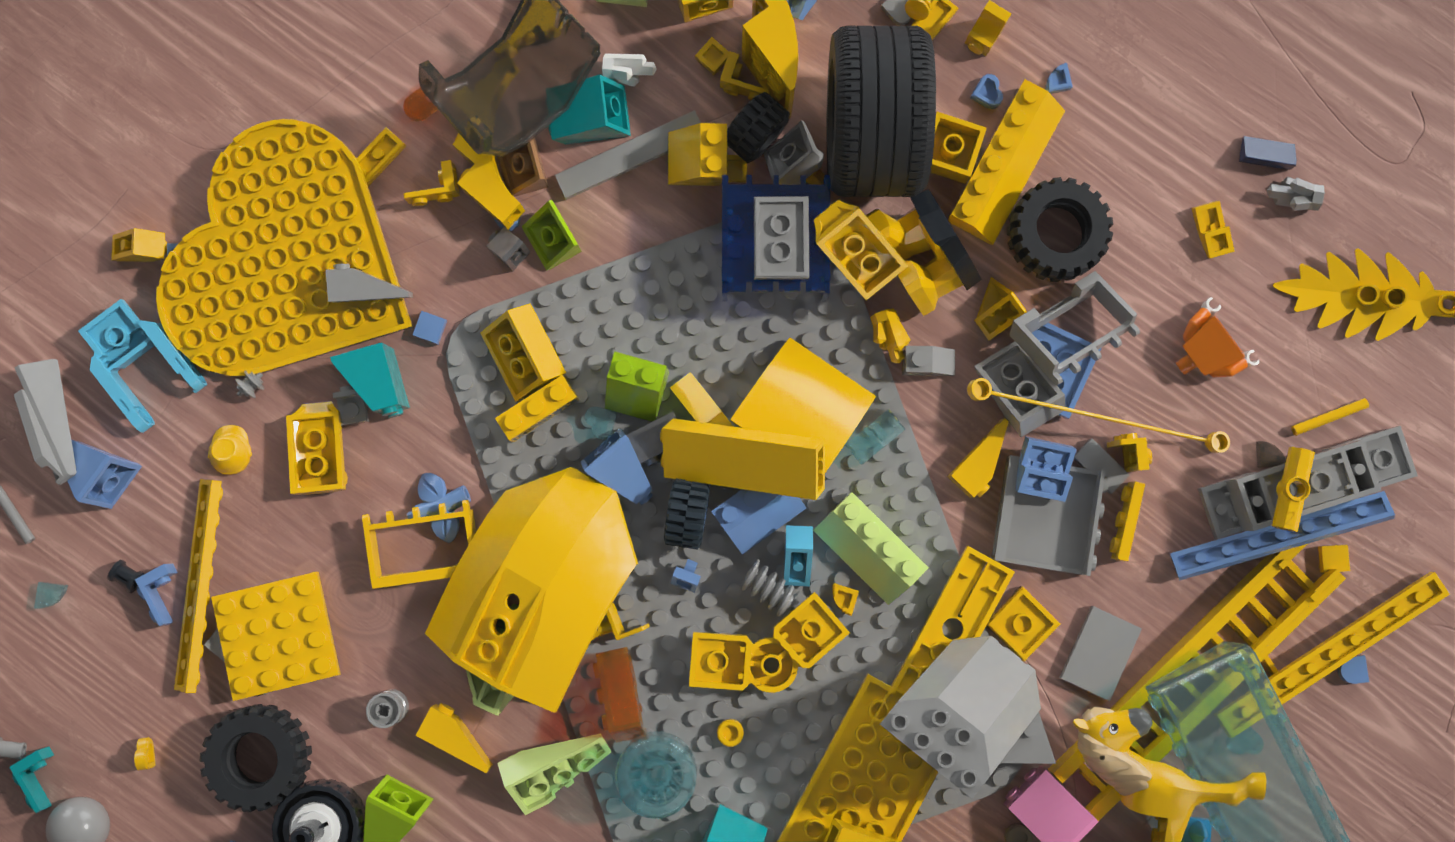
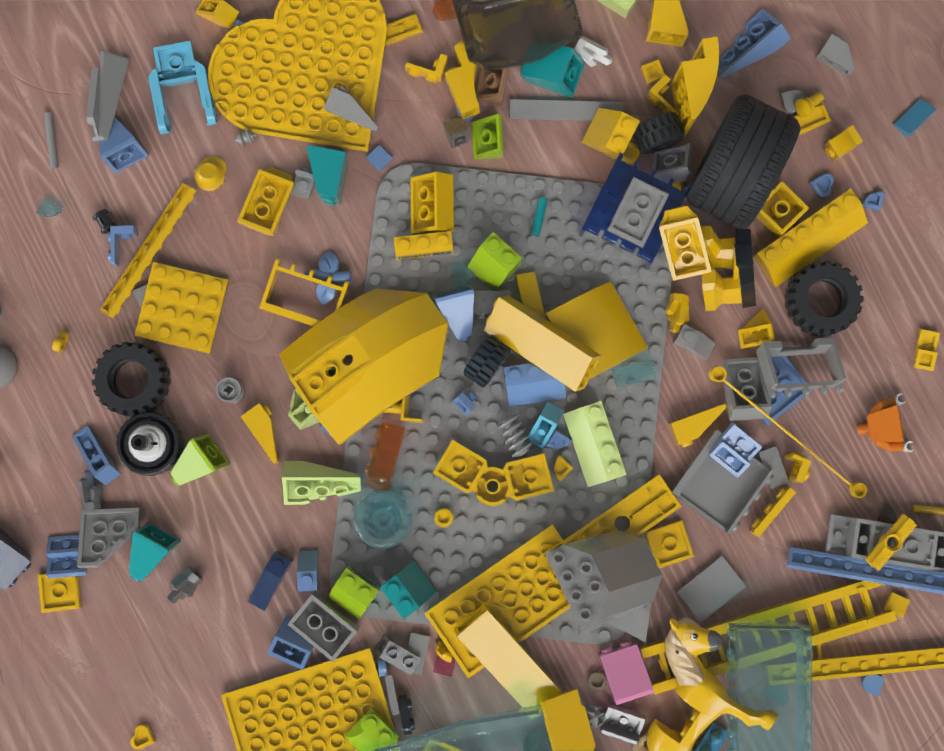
camera: 25 degrees right, 0 degrees up
(662, 302) = (539, 216): none -> teal piece
(823, 566) = (557, 440): none -> medium blue tile

